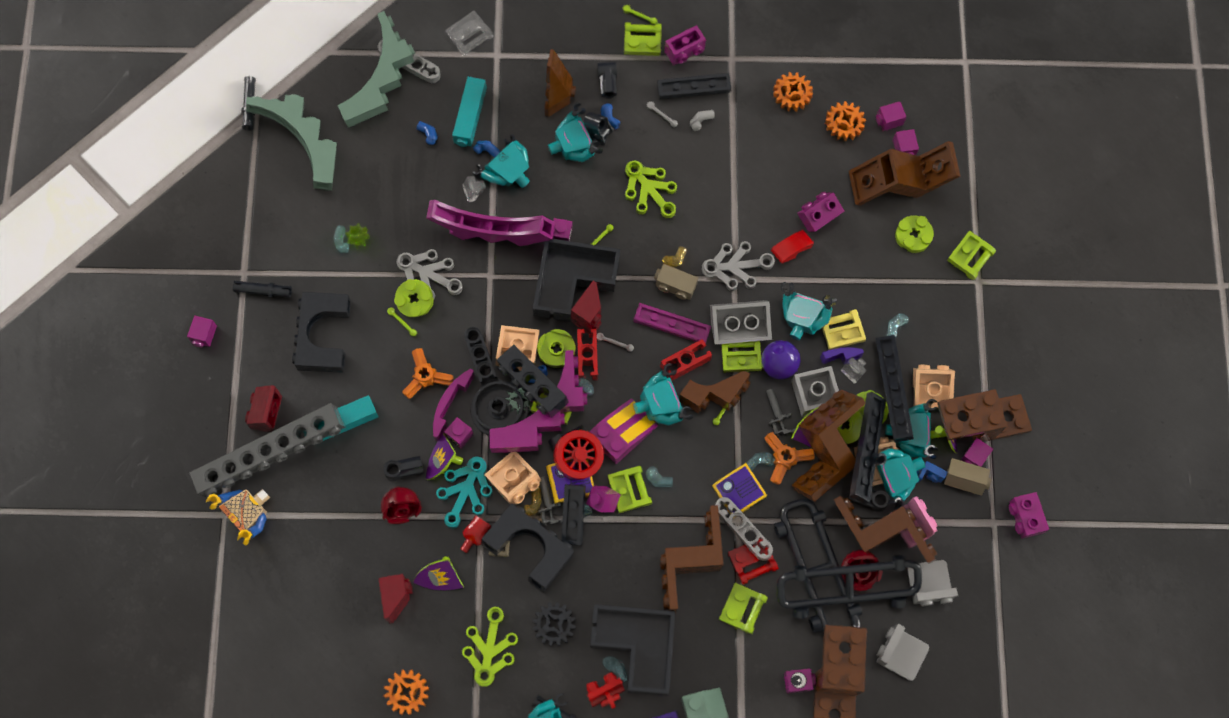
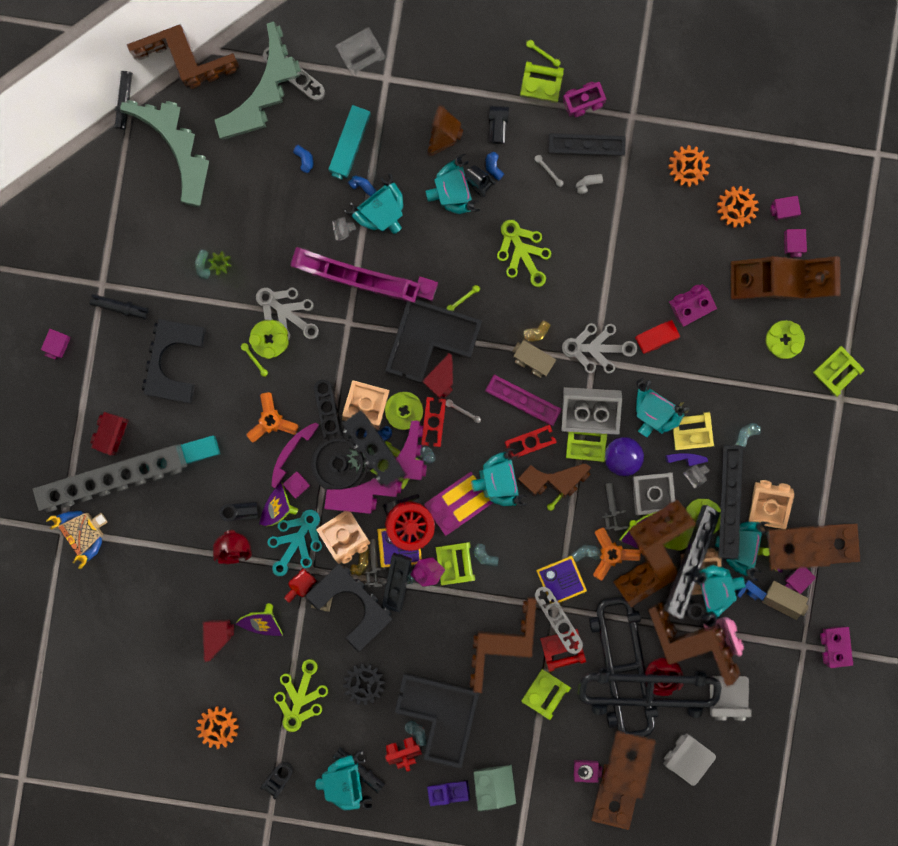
camera: 10 degrees right, 15 degrees up
(292, 41) = (183, 56): none -> reddish brown bracket

